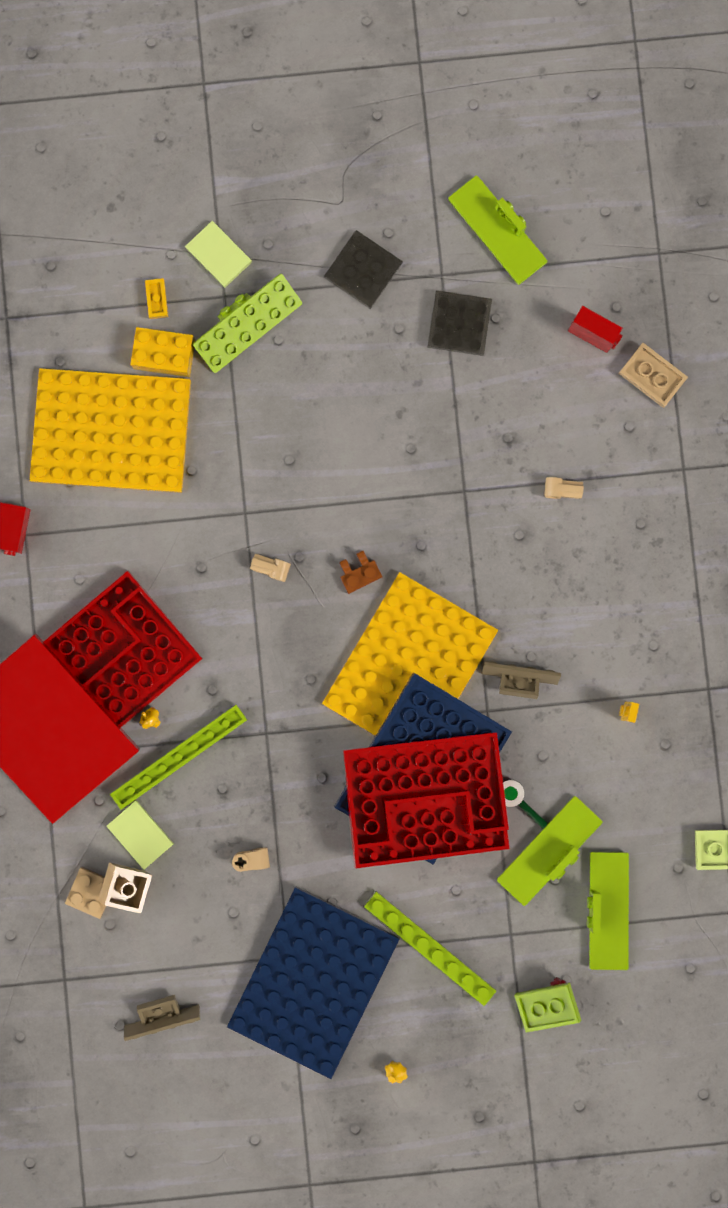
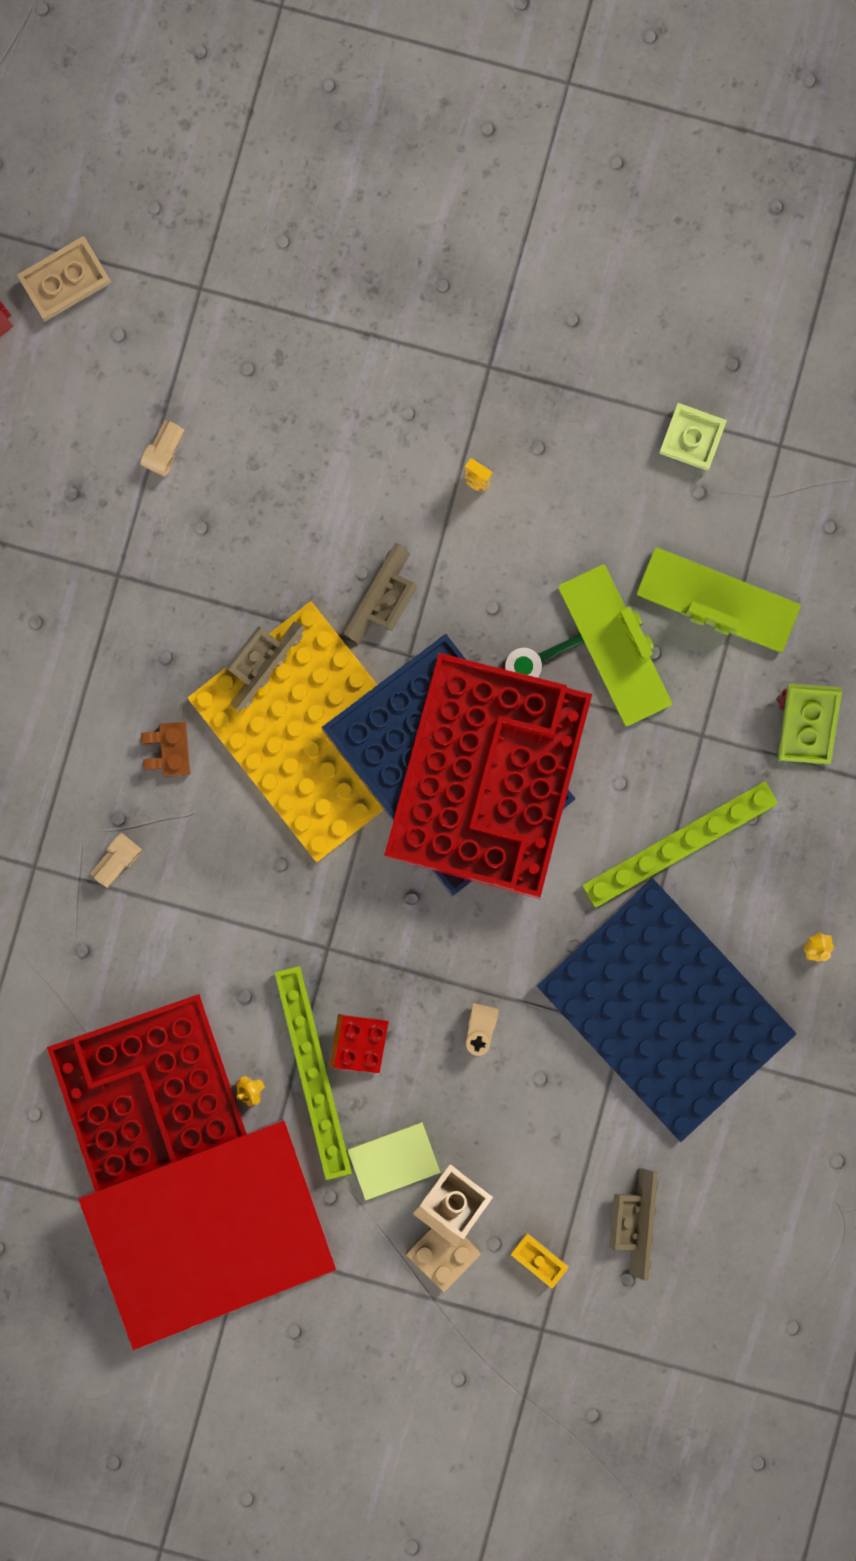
camera: 65 degrees left, 0 degrees up
(110, 960) = (539, 1260): none -> yellow plate
(209, 780) = (358, 1043): none -> red plate
(443, 611) = (258, 659): none -> dark tan bracket

